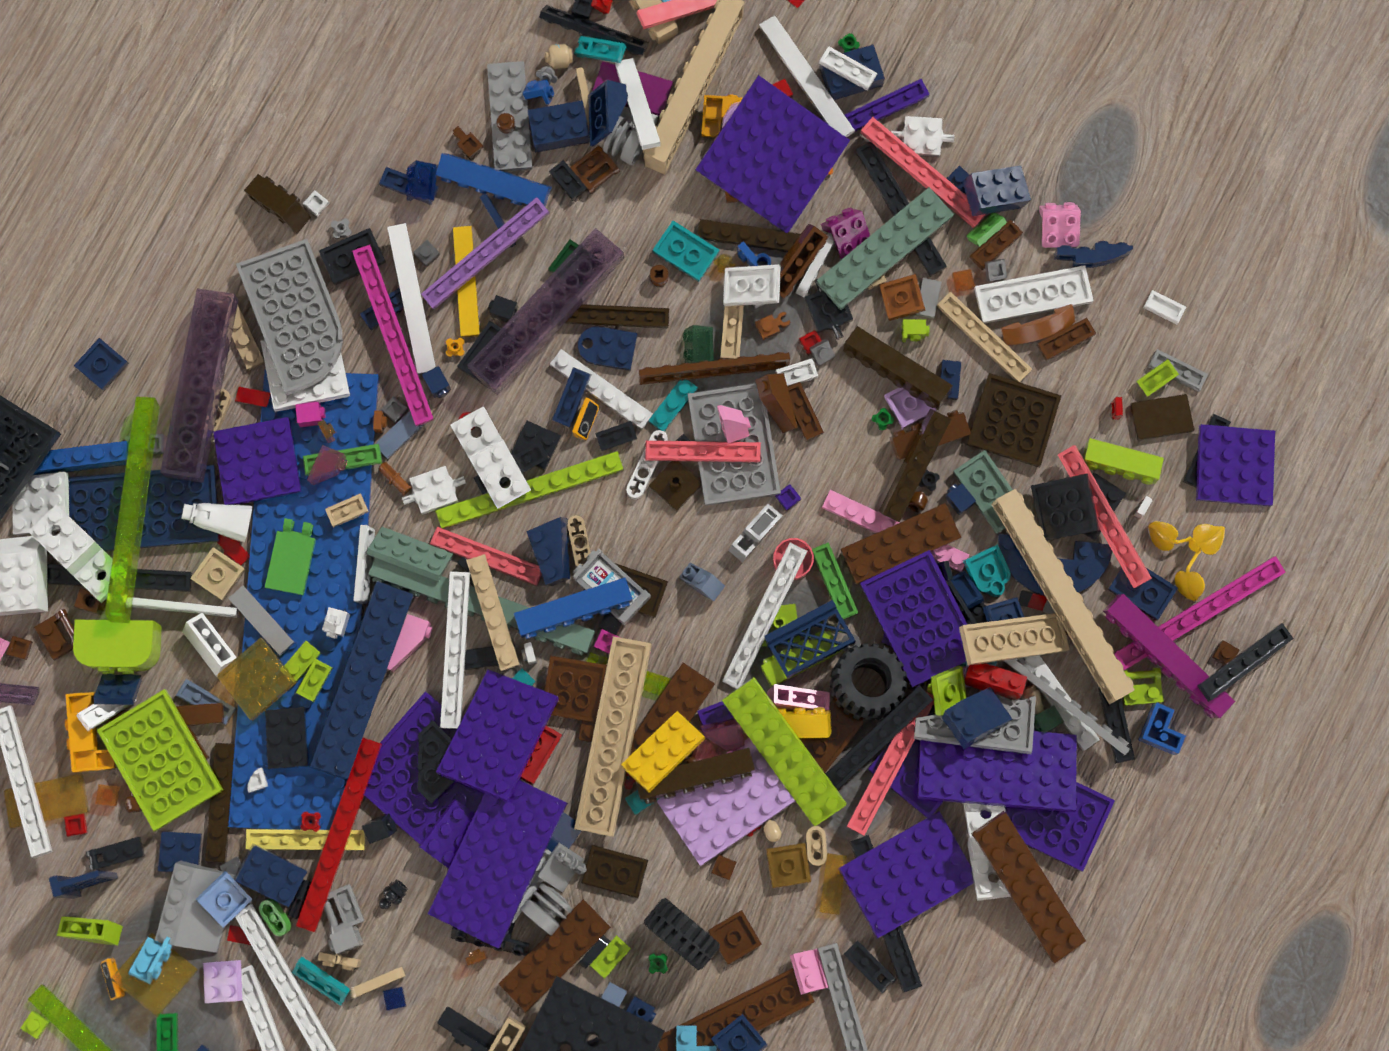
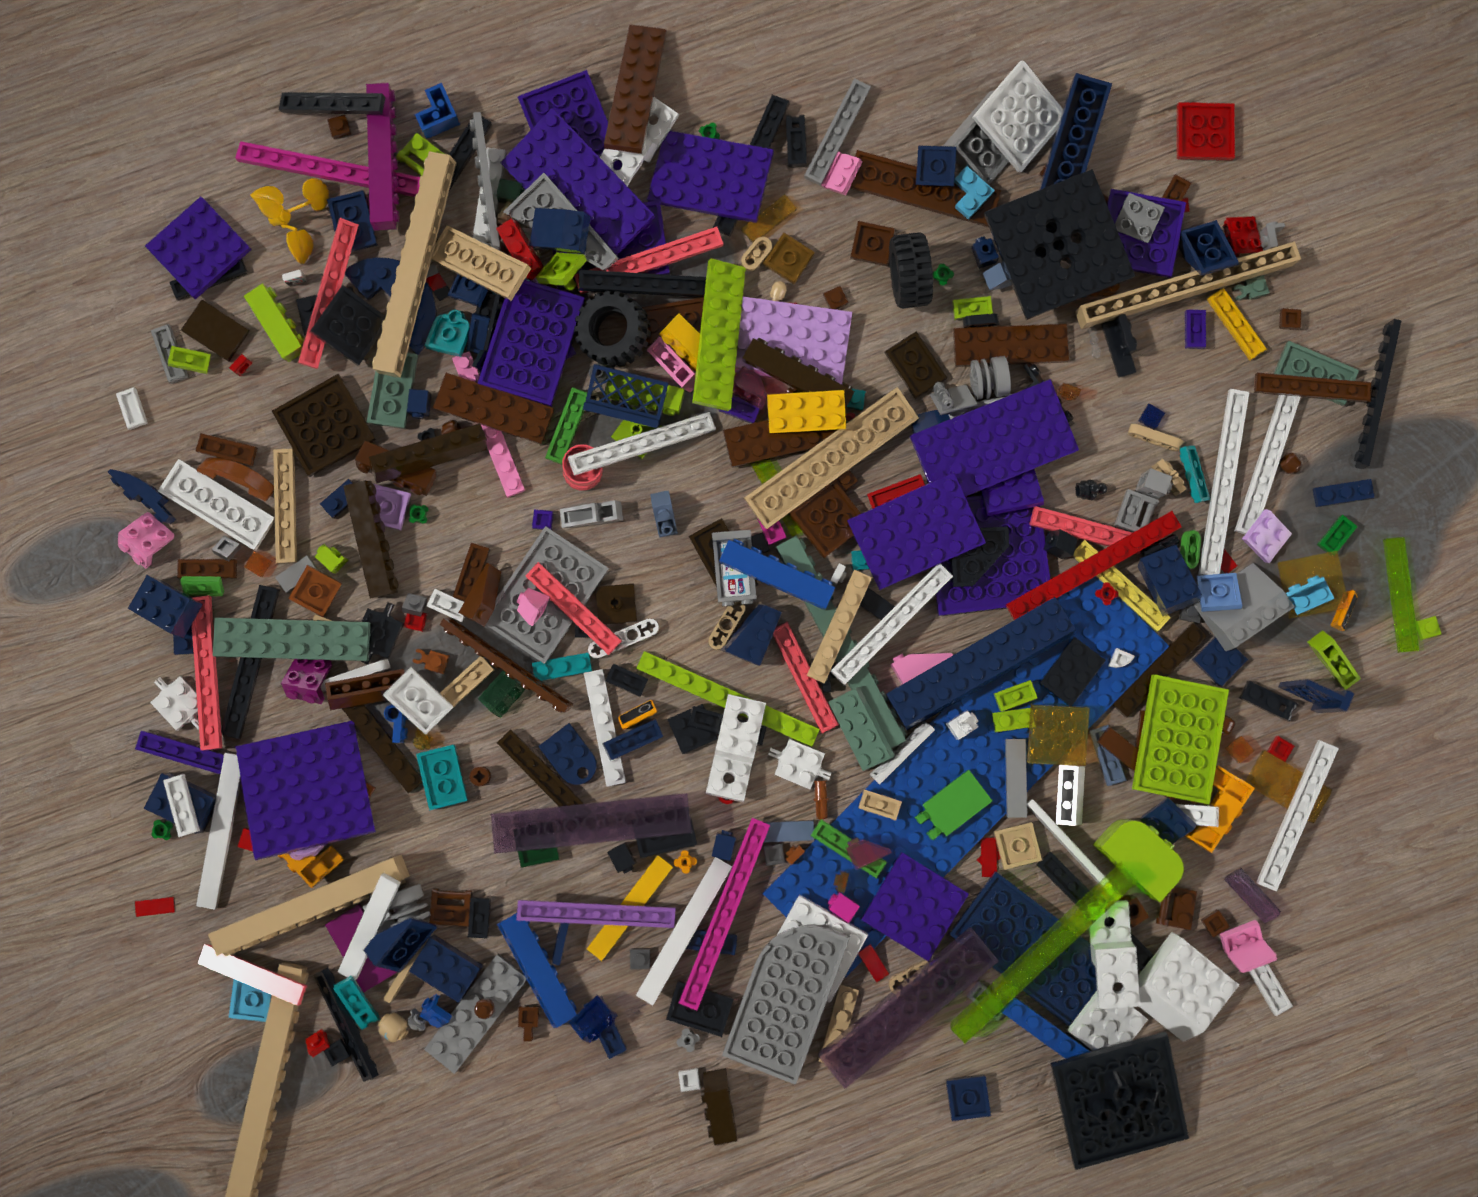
camera: 135 degrees left, 5 degrees up
(219, 518) = (978, 882): white piece -> none
(377, 854) = (1077, 527): none -> coral tile
(948, 907) = (709, 128): none -> green plate

